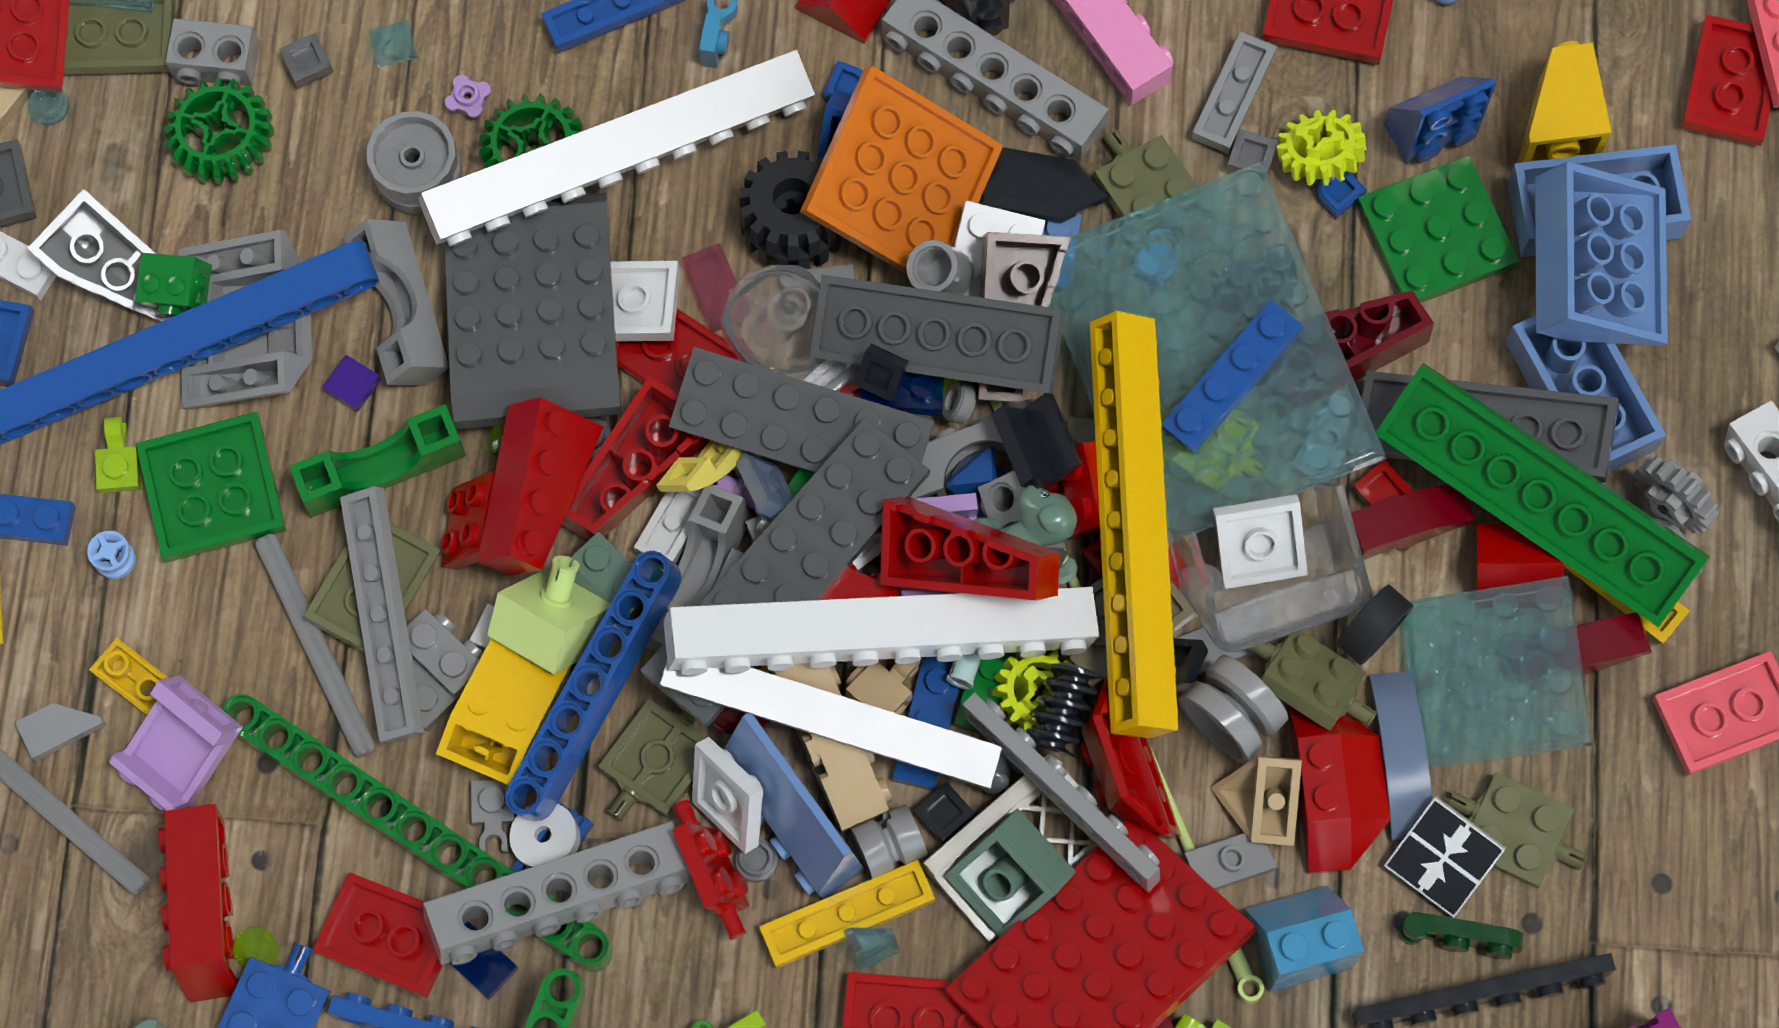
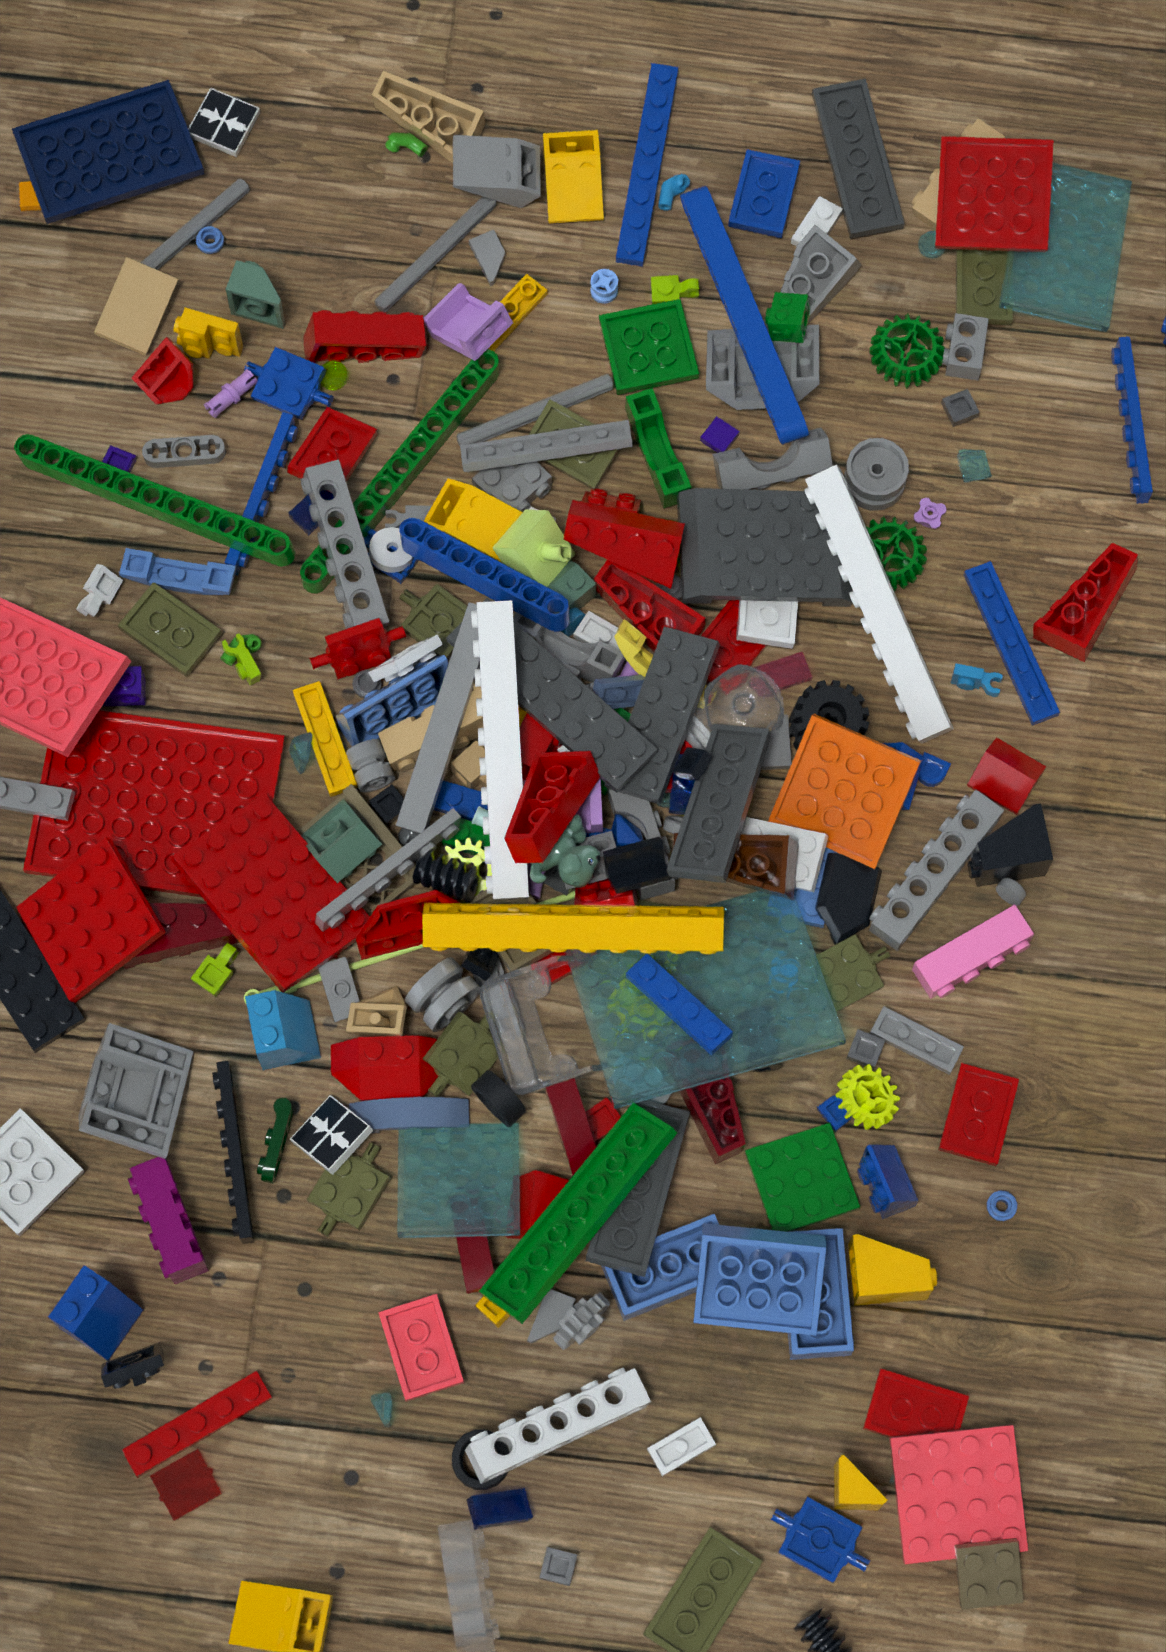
camera: 90 degrees right, 0 degrees up
(939, 268) = (771, 811): light grey piece -> none
(1260, 541) = (562, 1021): white plate -> none

